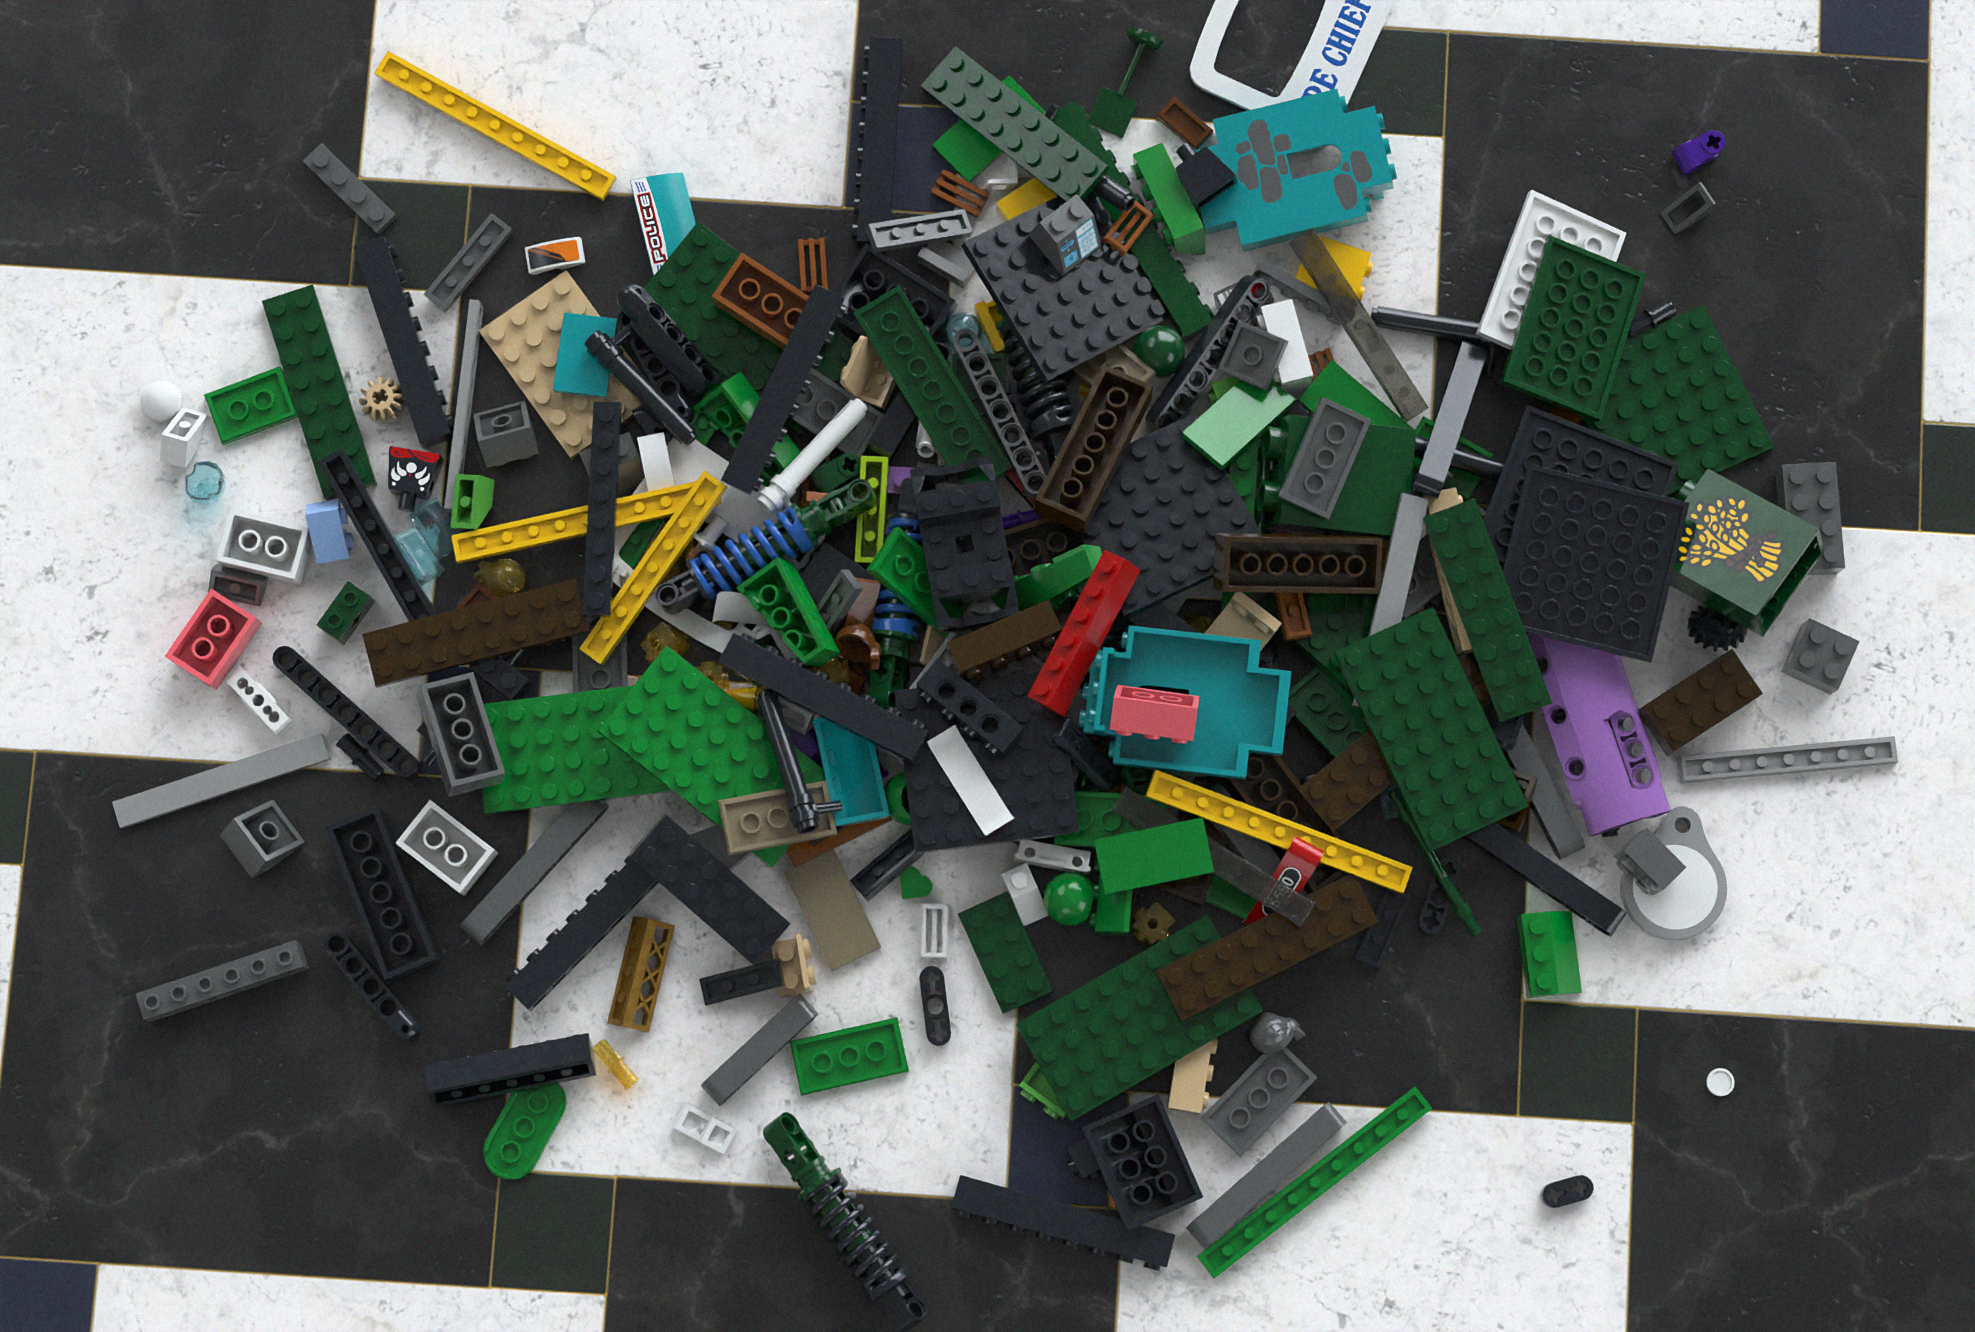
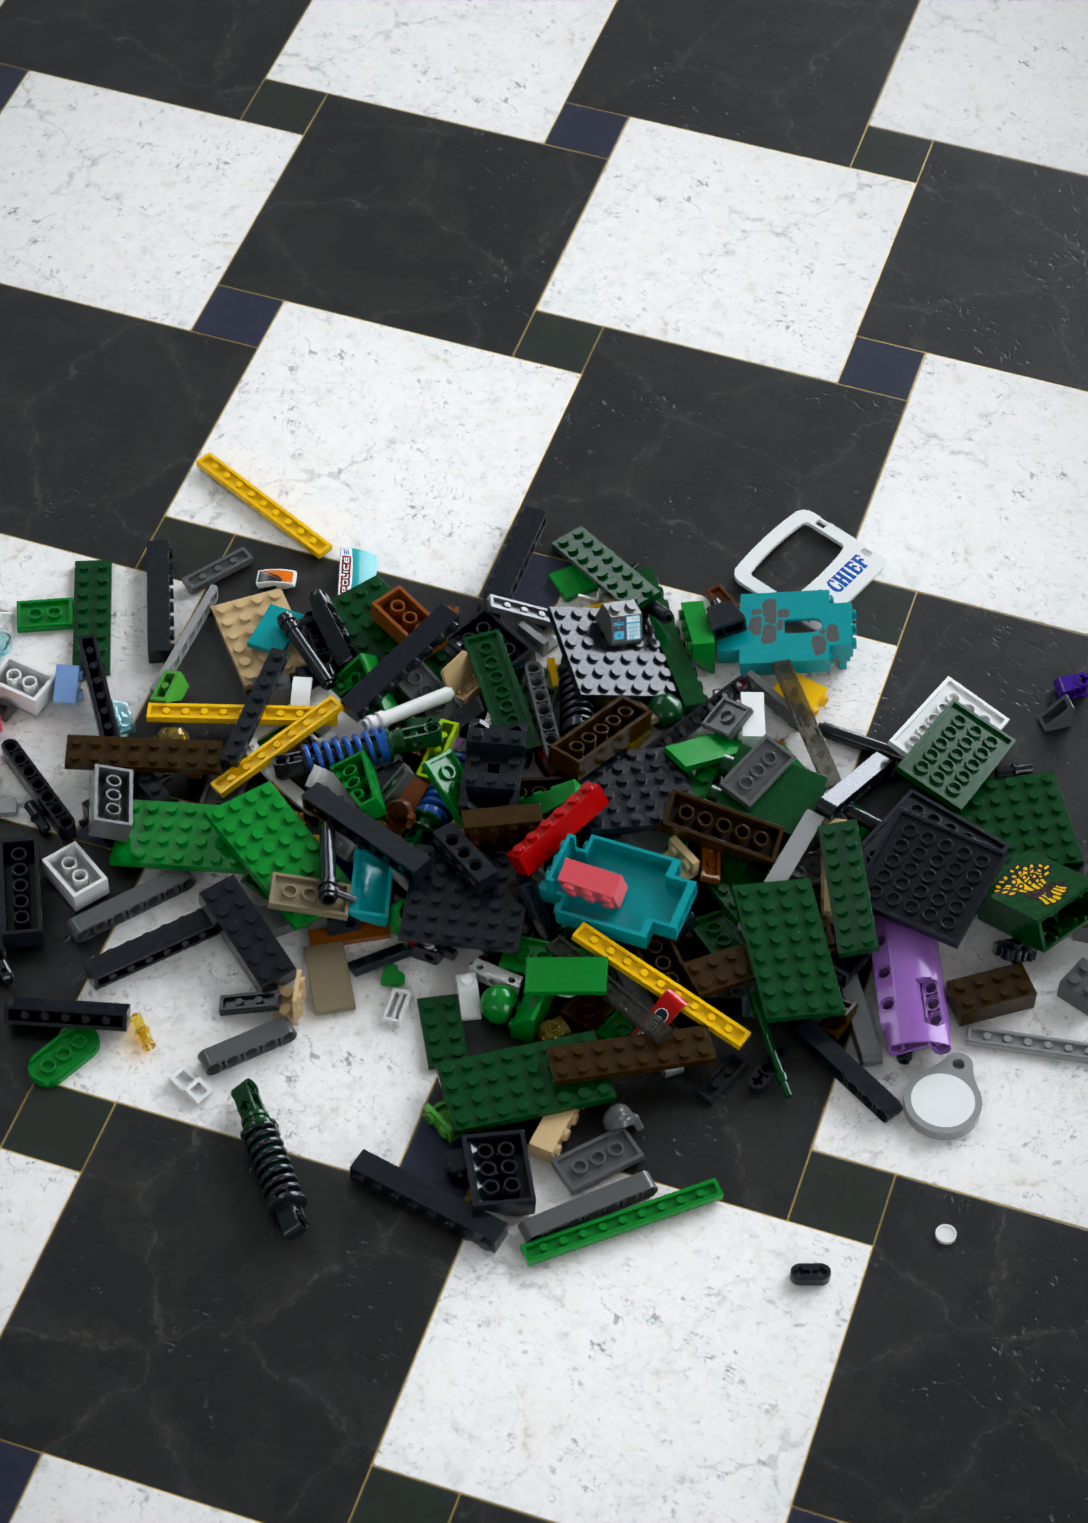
camera: 15 degrees right, 30 degrees down
(345, 613) = (54, 735): dark green brick -> none
(349, 189) = (156, 517): dark grey plate -> none
(383, 408) = (132, 627): tan gear -> none
(412, 475) = (136, 671): torso -> none
(435, 526) = (138, 704): clear light blue slope -> none
(505, 434) = (206, 664): dark grey slope -> none
(635, 972) = (179, 974): pearl gold fence -> none
(849, 1056) = (309, 1067): green tile -> none
(925, 986) = (384, 1058): black beam -> none
(964, 184) = (556, 599): dark orange tile -> none
(969, 780) = (449, 898): white sticker -> none
(1112, 109) = (678, 584): dark green piece -> none
(1115, 244) = (666, 639): dark orange tile -> none
(1548, 954) = (838, 1120): green slope -> none
(1649, 862) = (926, 1069): dark grey brick -> none

